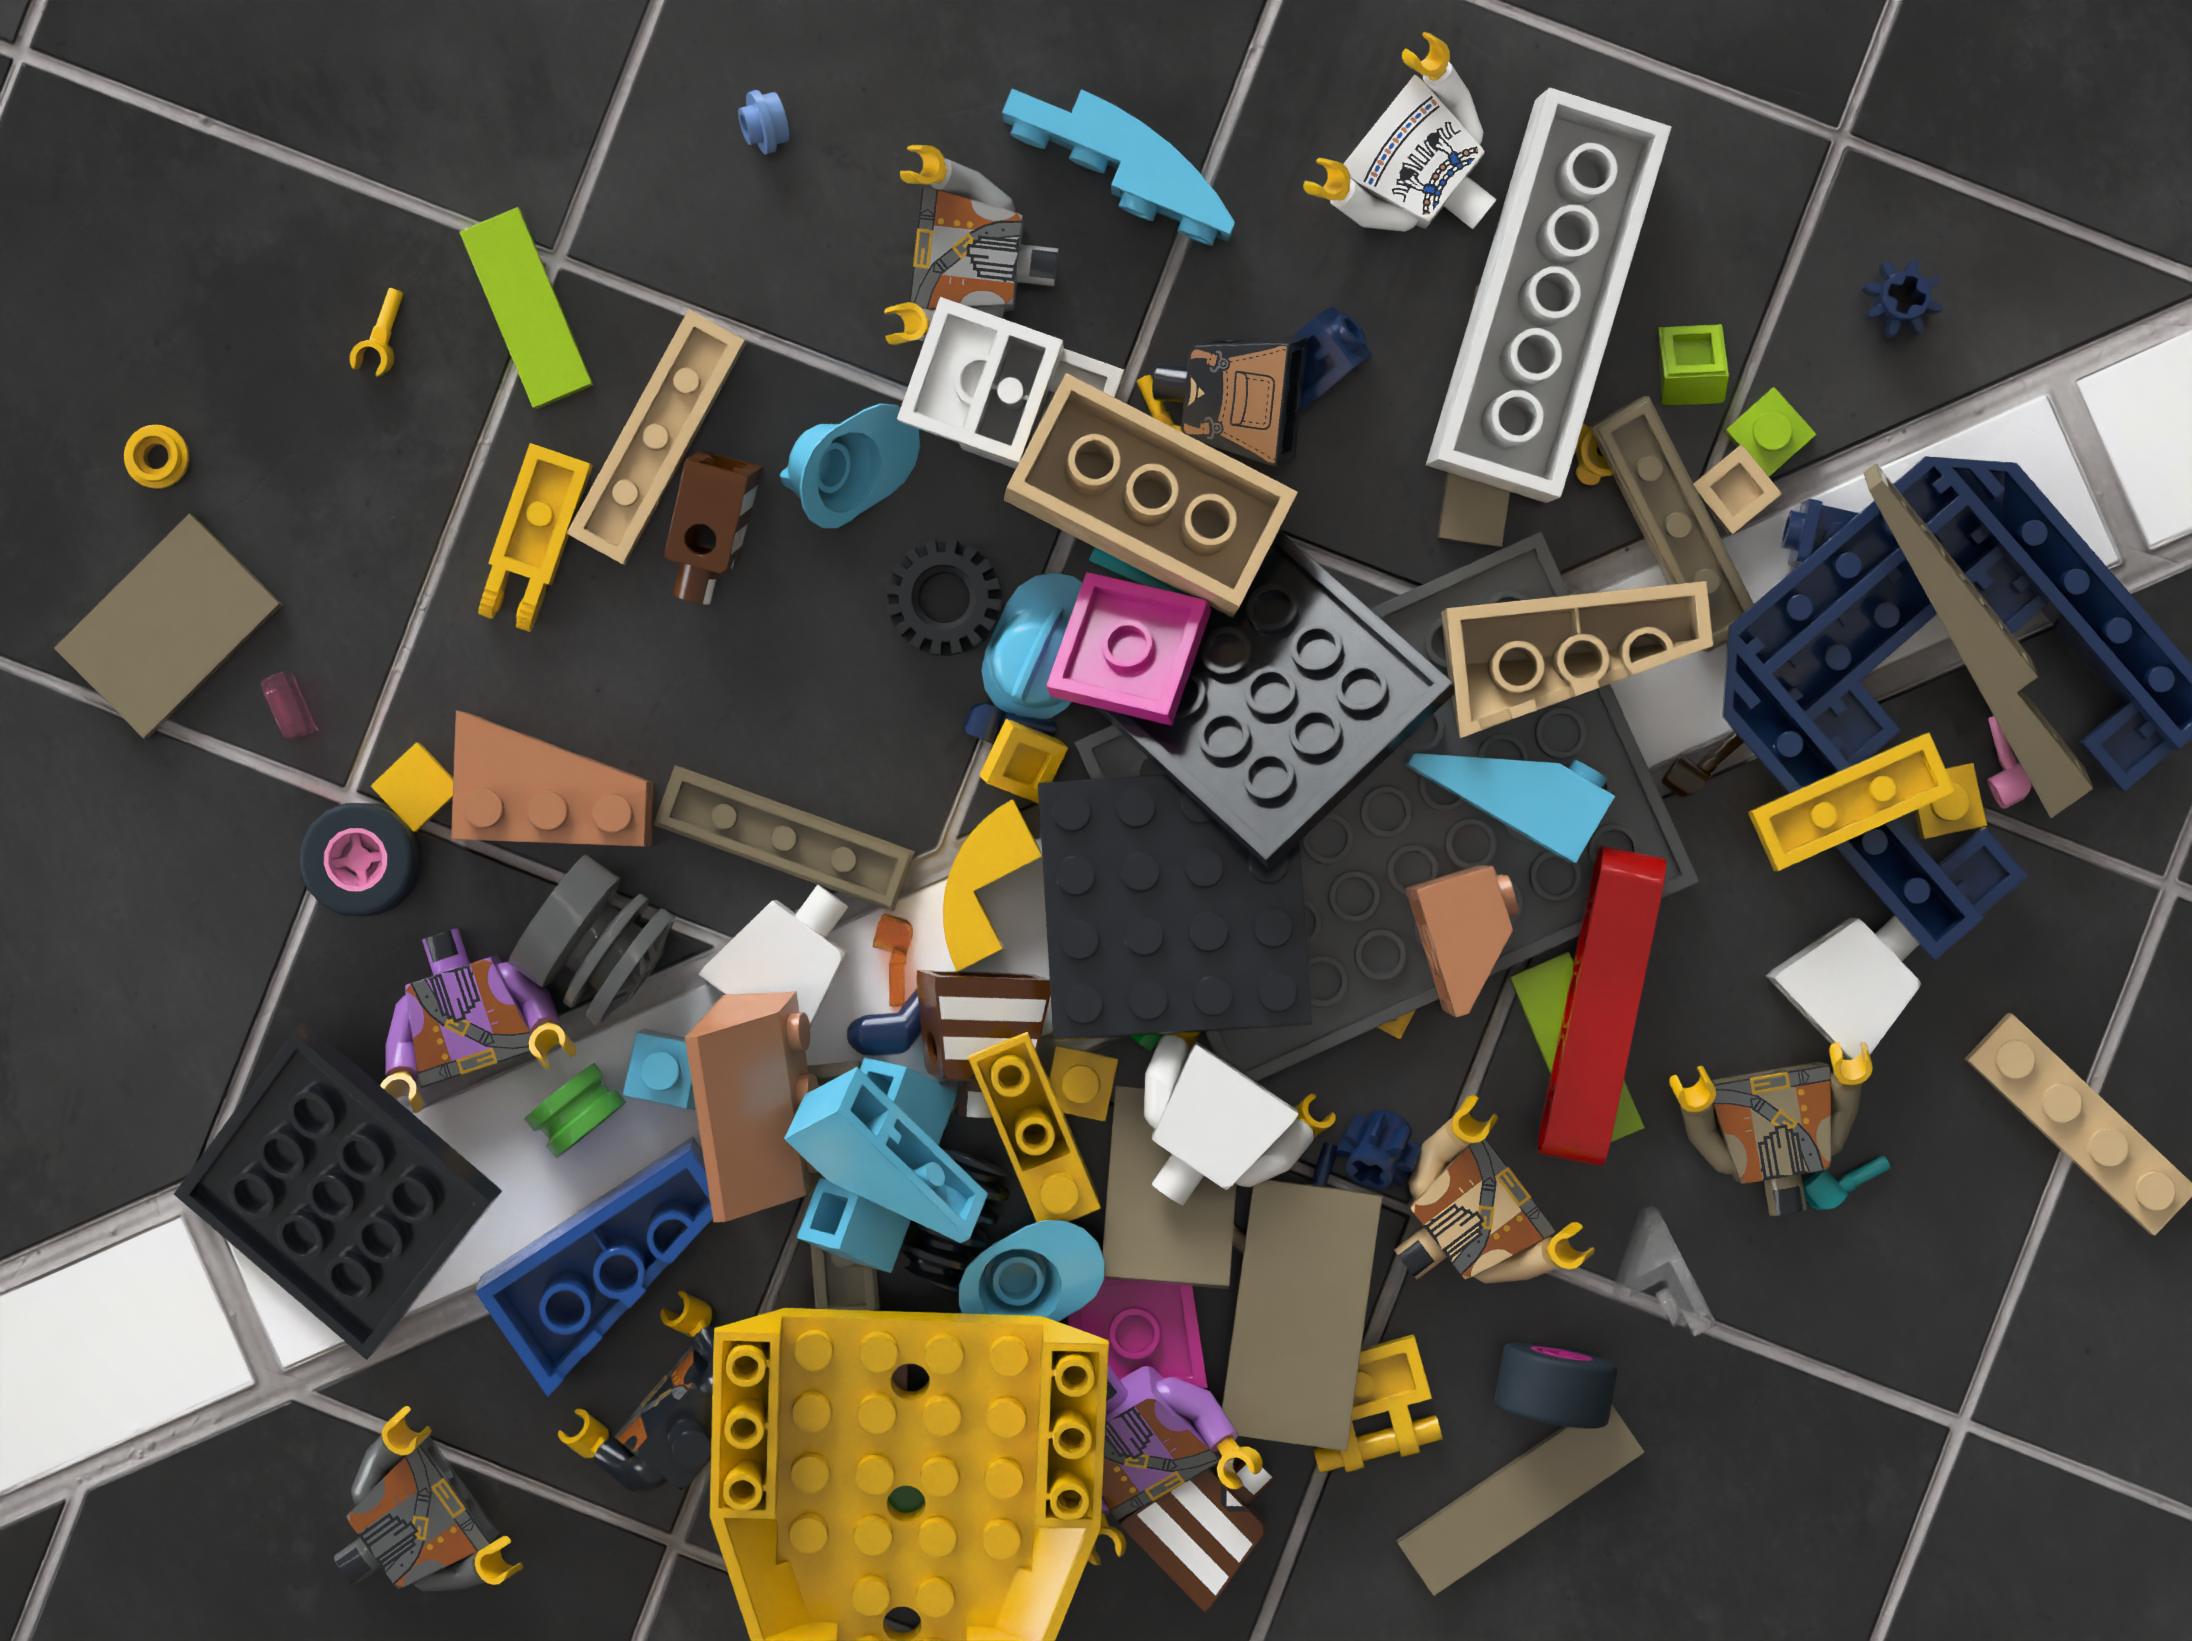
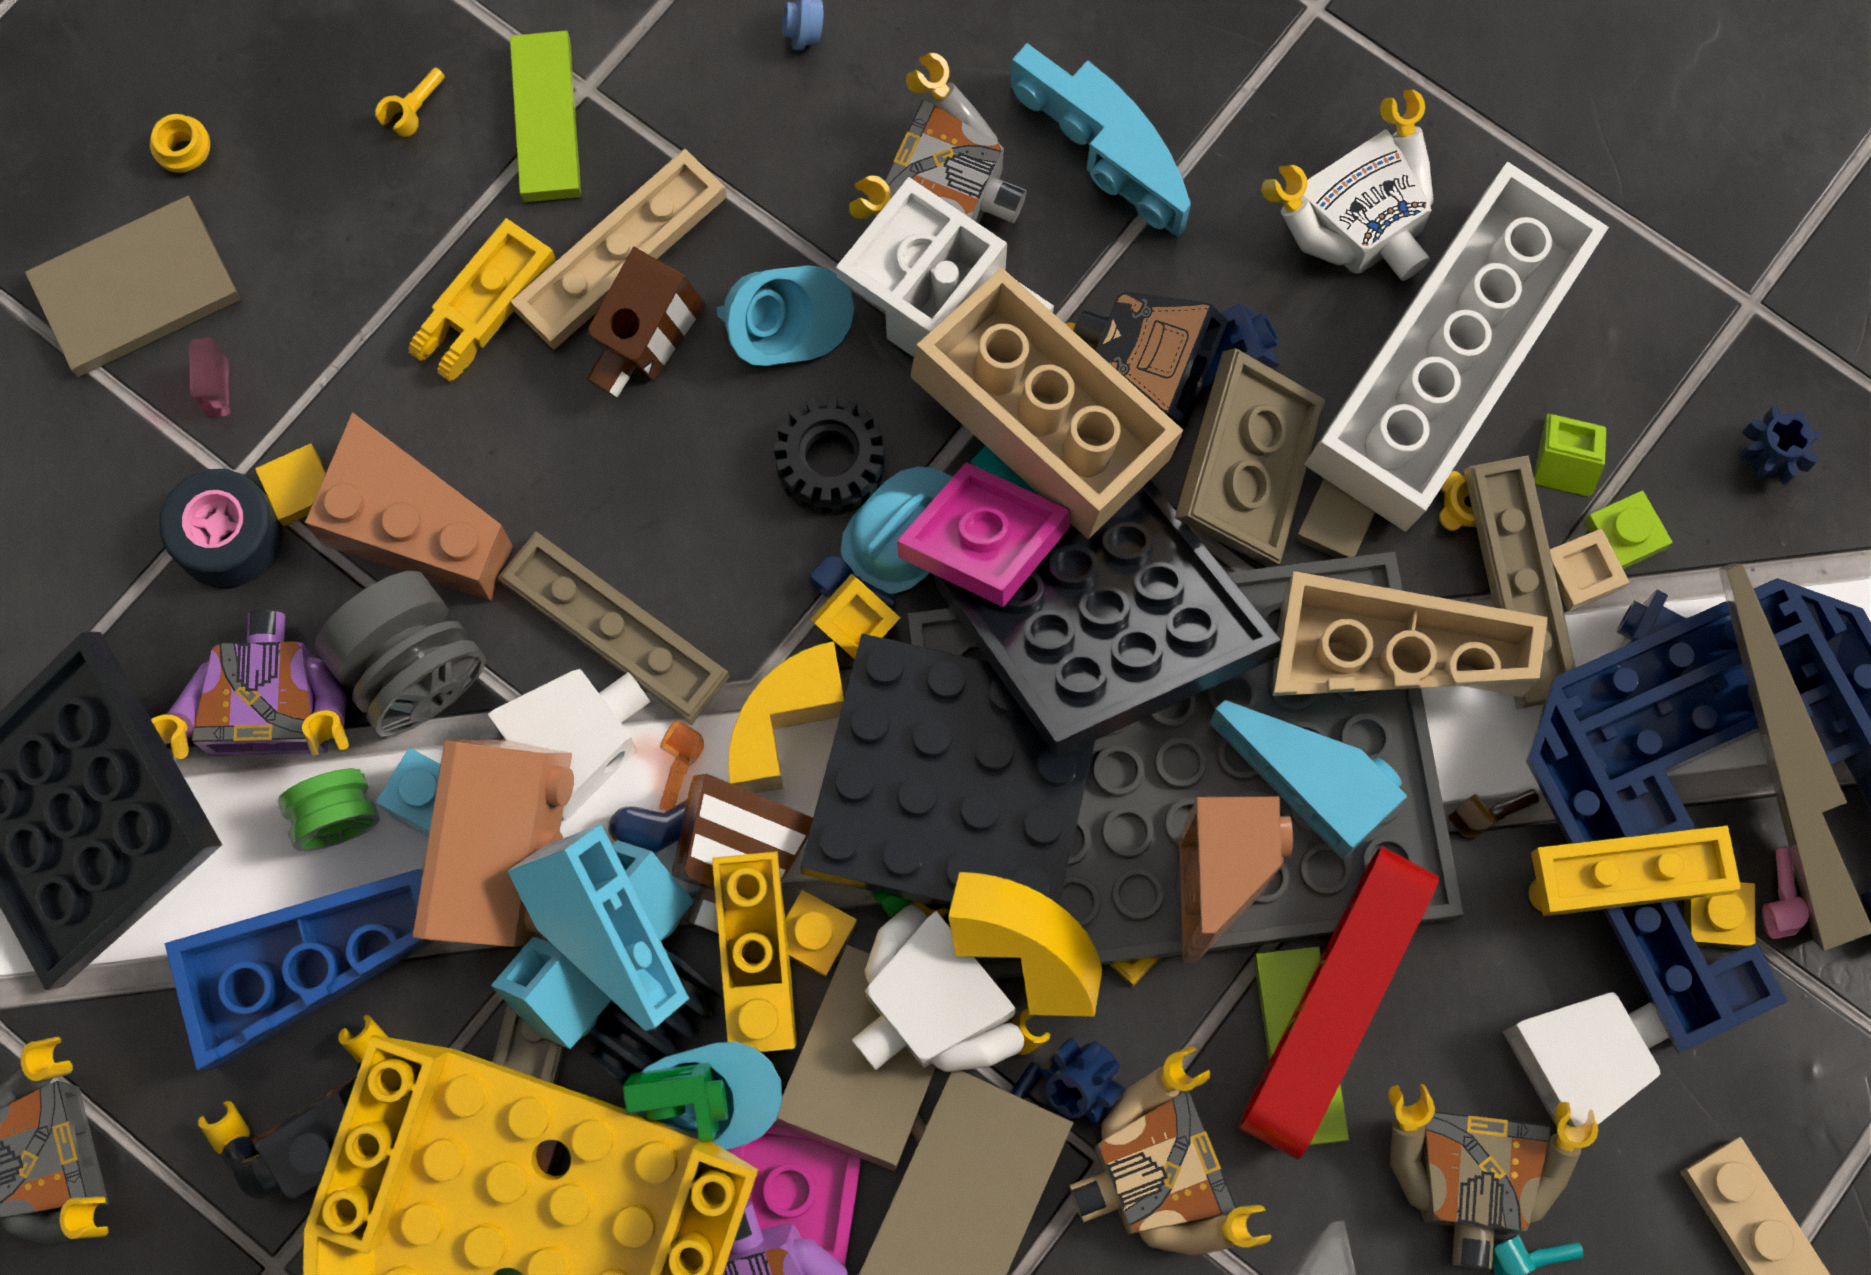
camera: 20 degrees right, 15 degrees down
(1001, 1284) = (668, 1090): none -> green bracket
(1282, 1036) = (1012, 920): none -> yellow brick
(1370, 476) = (1250, 458): none -> dark tan tile

